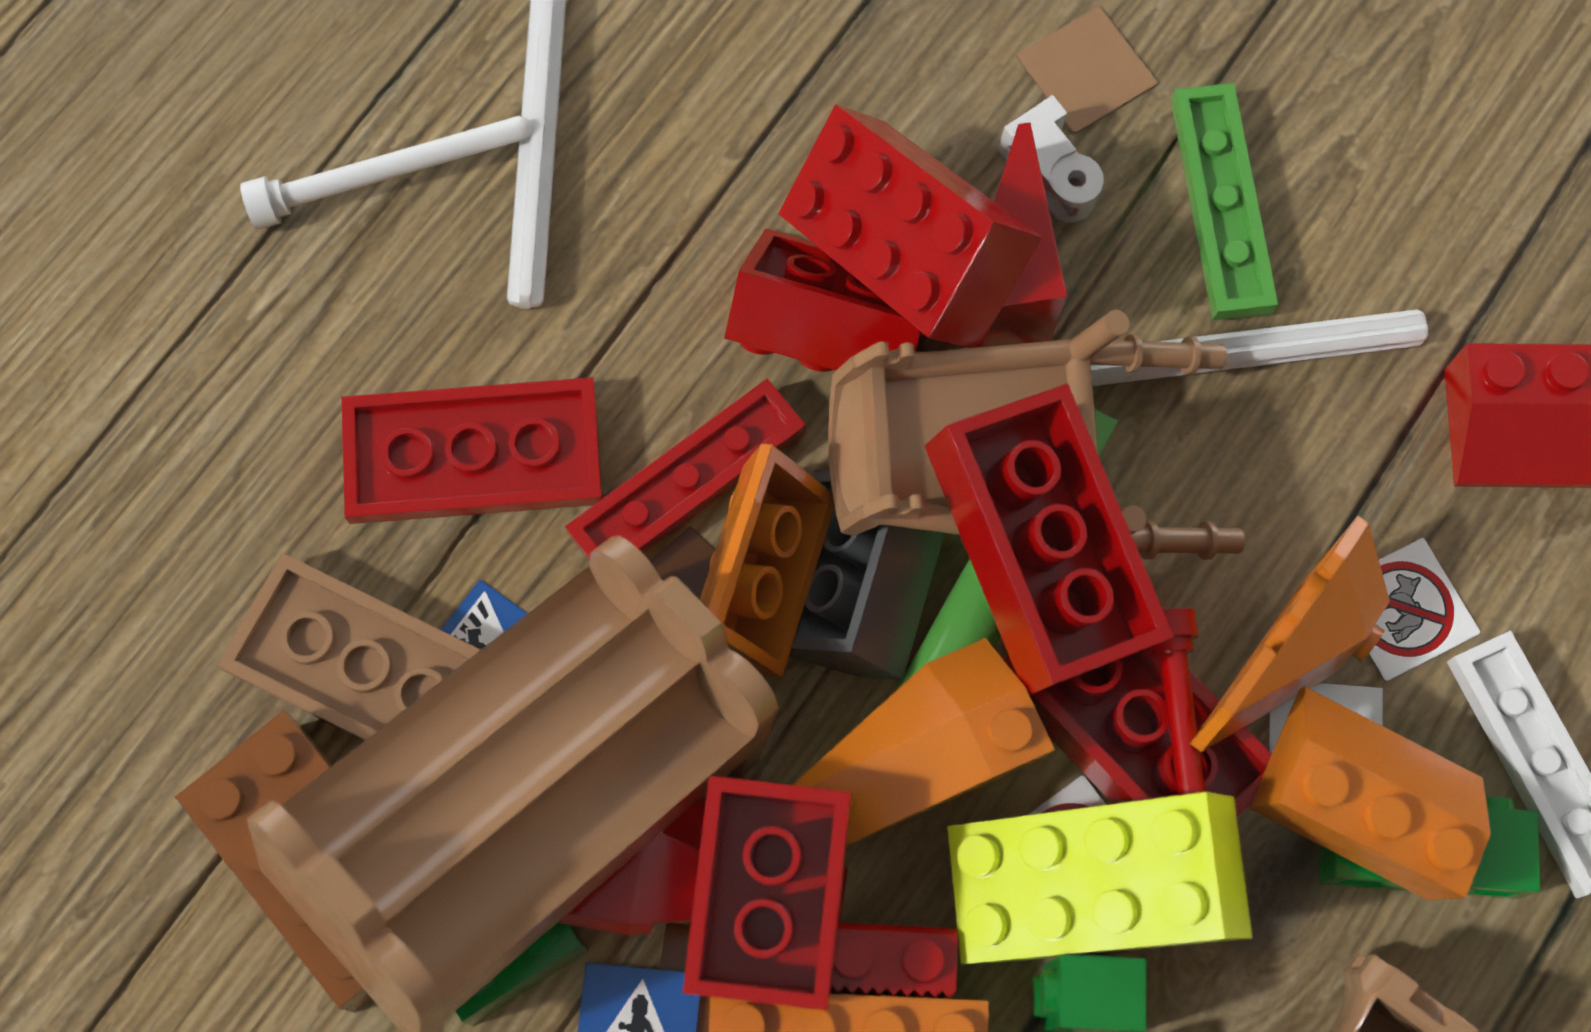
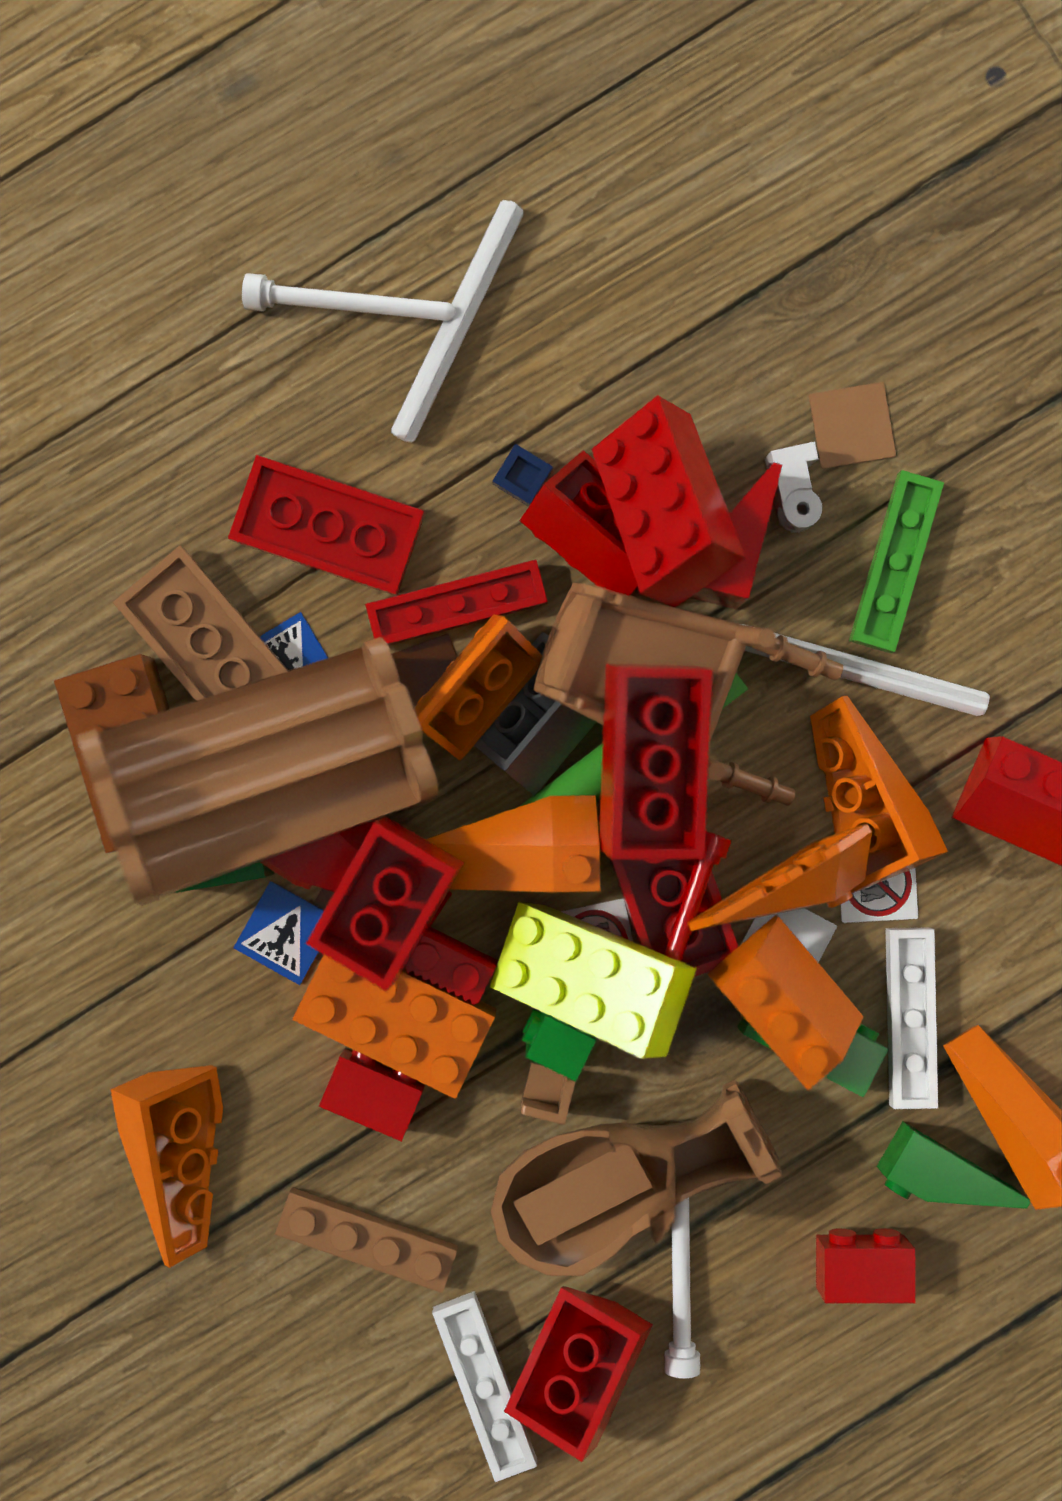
camera: 30 degrees right, 15 degrees up
(702, 285) = (522, 475): none -> dark blue plate
(1326, 480) = (873, 791): none -> orange wedge

